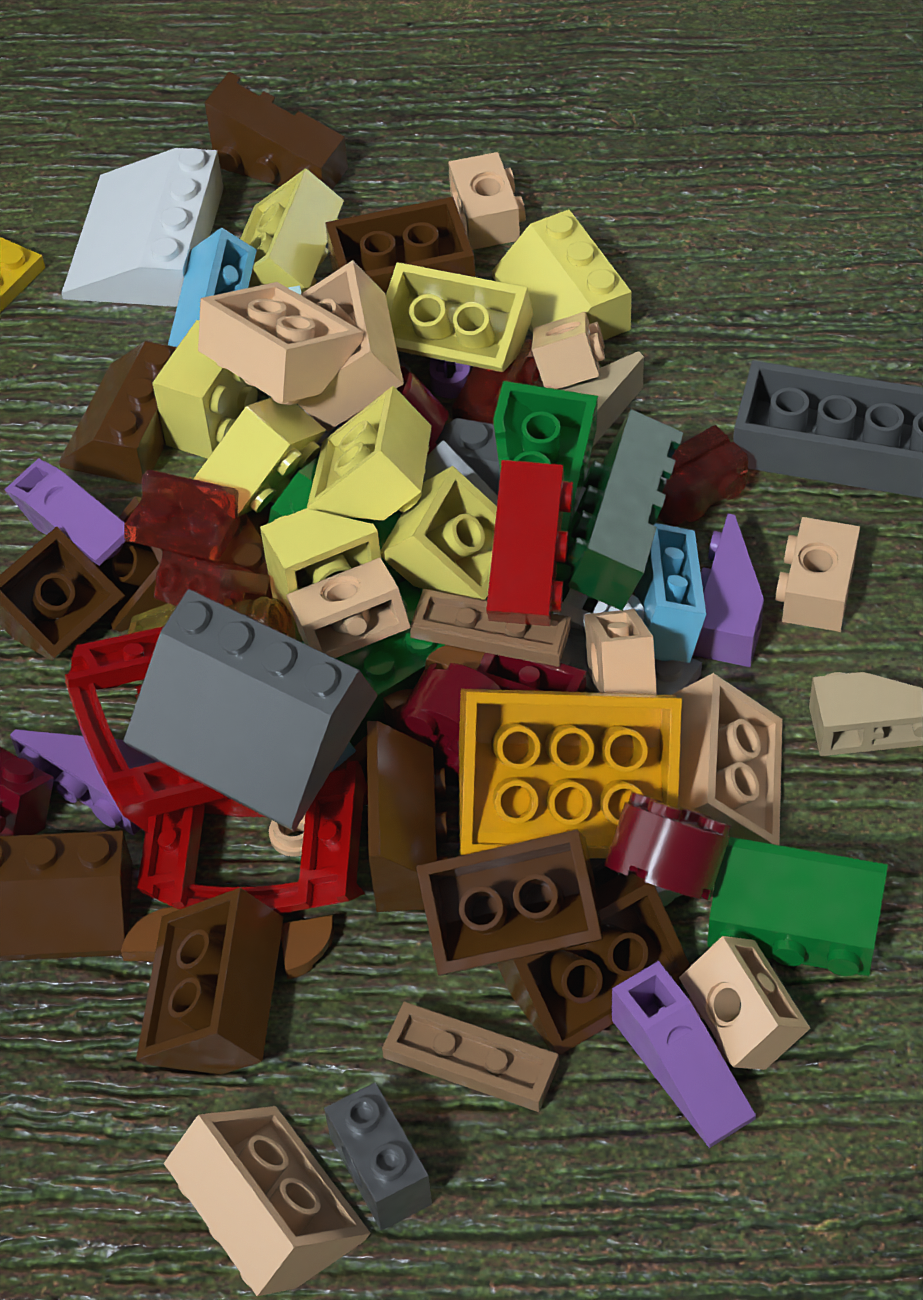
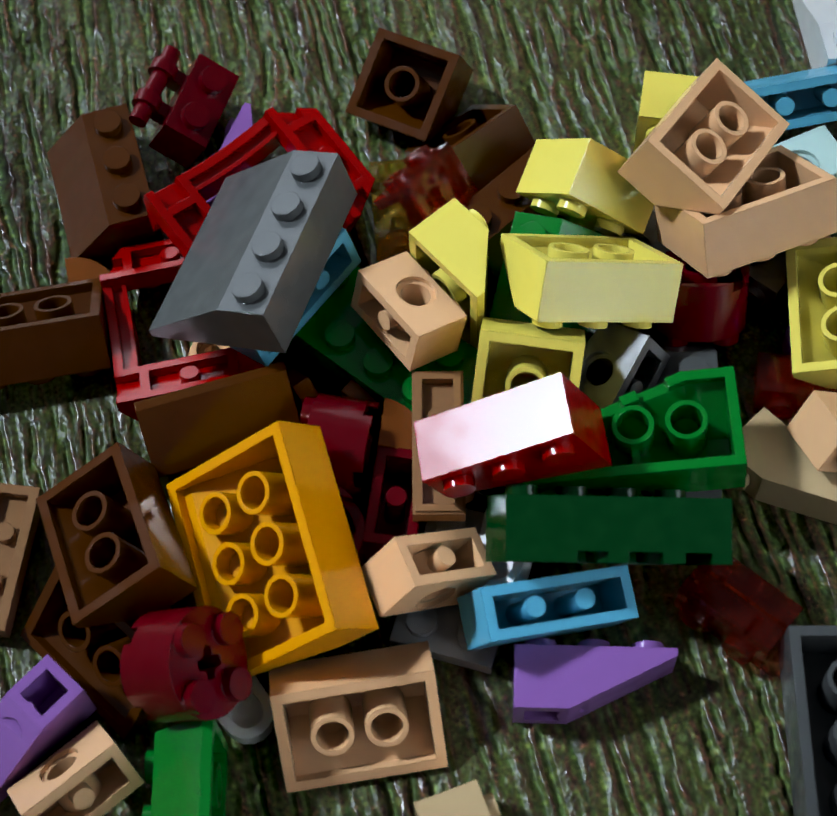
camera: 75 degrees right, 10 degrees up
(55, 500) = (497, 64): medium lavender slope -> none
(122, 424) = (615, 80): reddish brown slope -> none
(184, 516) = (486, 147): clear red bracket -> none
(305, 943) = (96, 395): dark orange tile -> none
(819, 573) = (615, 785): light nougat brick -> none

